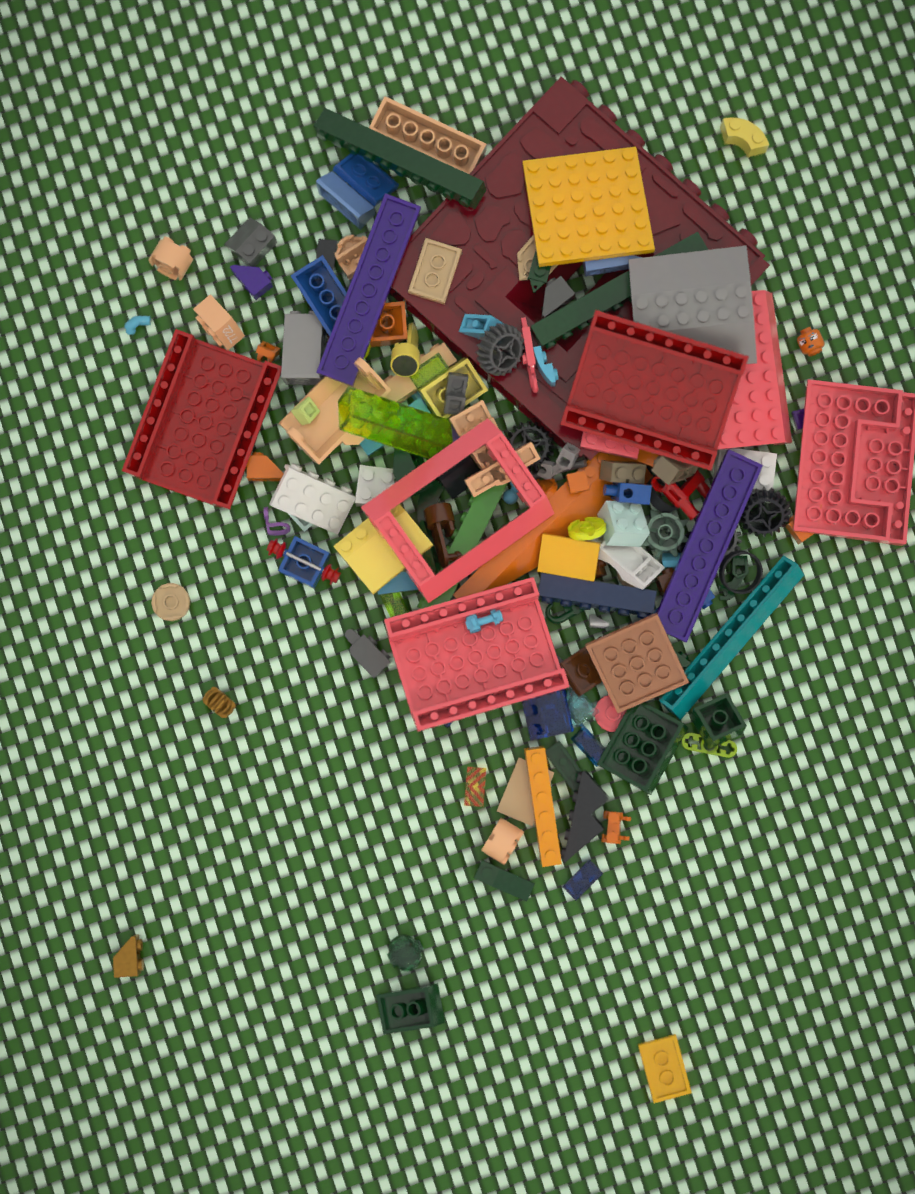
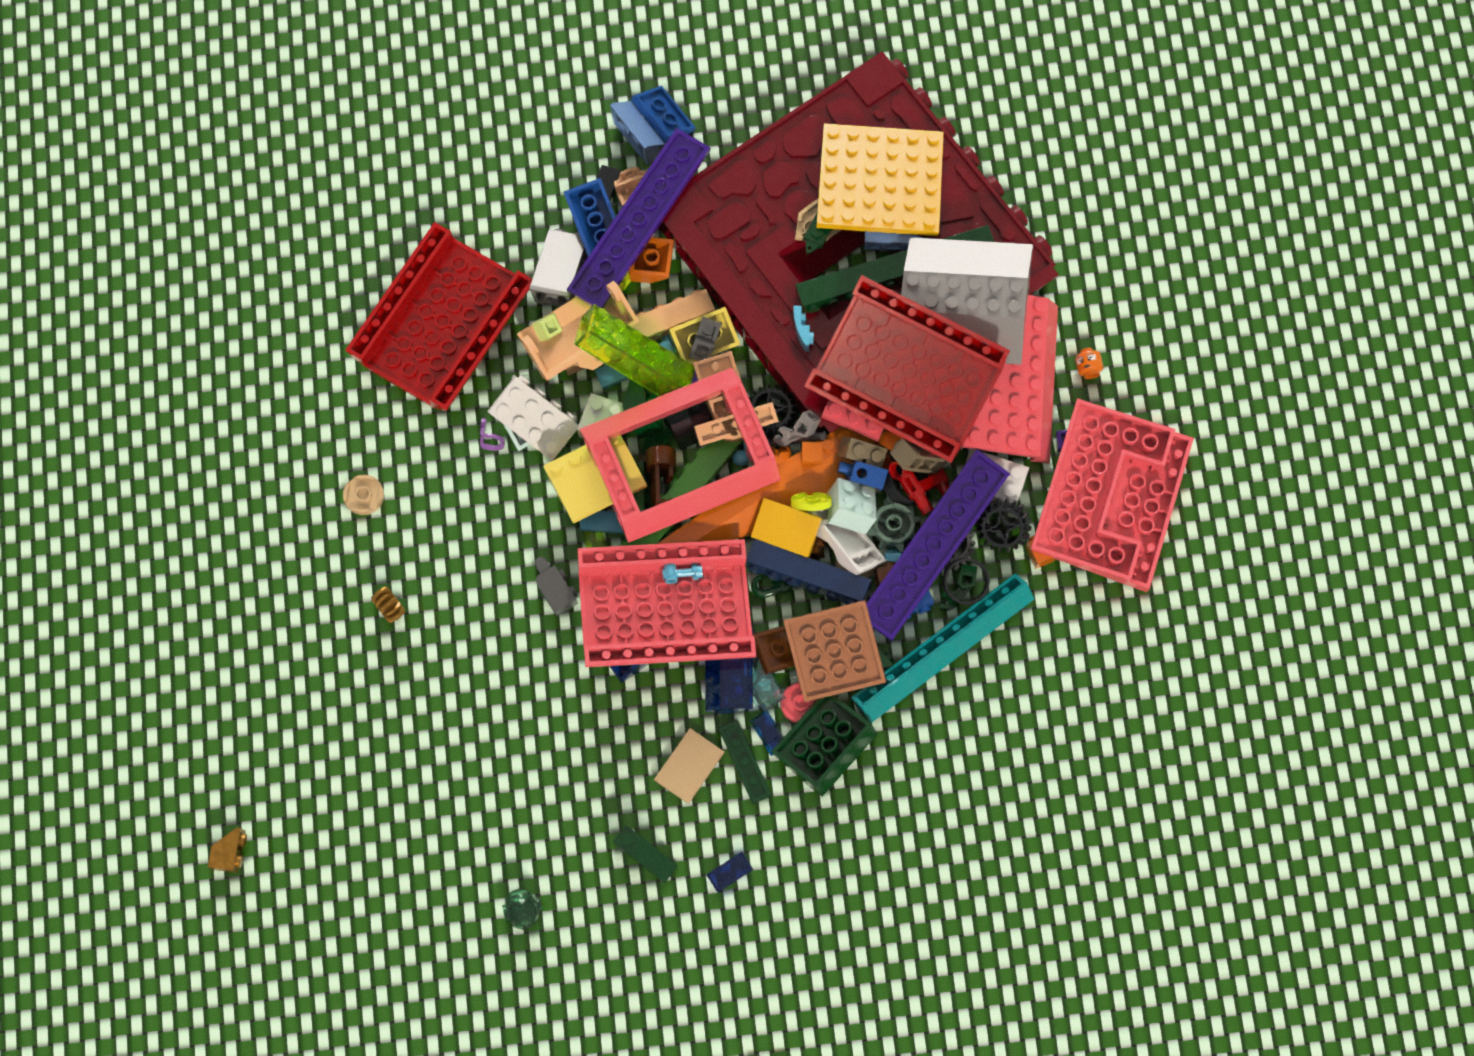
camera: 15 degrees right, 10 degrees down
(135, 322) = (392, 211): medium azure arm -> none
(171, 258) = (447, 154): light nougat brick -> none
(218, 323) = (479, 225): light nougat brick -> none
(251, 242) = (533, 156): dark grey slope -> none
(253, 279) = (526, 191): dark purple slope -> none
(262, 468) = (488, 378): orange slope -> none
(267, 350) = (524, 263): orange tile -> none
(304, 562) = (510, 479): blue brick -> none
(400, 158) = (701, 100): dark green brick -> none
(406, 356) = (663, 292): light yellow piece -> none
(410, 1009) = (514, 969): dark green slope -> none
(428, 135) = (731, 87): light nougat brick -> none
(429, 370) = (682, 313): clear neon green tile -> none
(435, 271) = (710, 214): tan tile -> none
(475, 325) = (747, 278): medium azure slope -> none
(475, 786) = (637, 750): clear yellow tile -> none
(502, 841) = (651, 809): light nougat brick -> none
(509, 341) = (748, 305): dark grey gear -> none
(528, 357) = (787, 315): coral plate -> none
(542, 806) = (703, 782): light orange brick -> none
(556, 296) = (829, 260): dark grey slope -> none
(584, 823) = (742, 808): black slope -> none
(596, 622) = (804, 605): white slope -> none
(614, 827) = (775, 822): orange piece -> none
(693, 747) = (879, 757): lime beam -> none
(718, 721) = (909, 731): dark green brick -> none
(745, 135) = (1061, 146): light yellow brick -> none

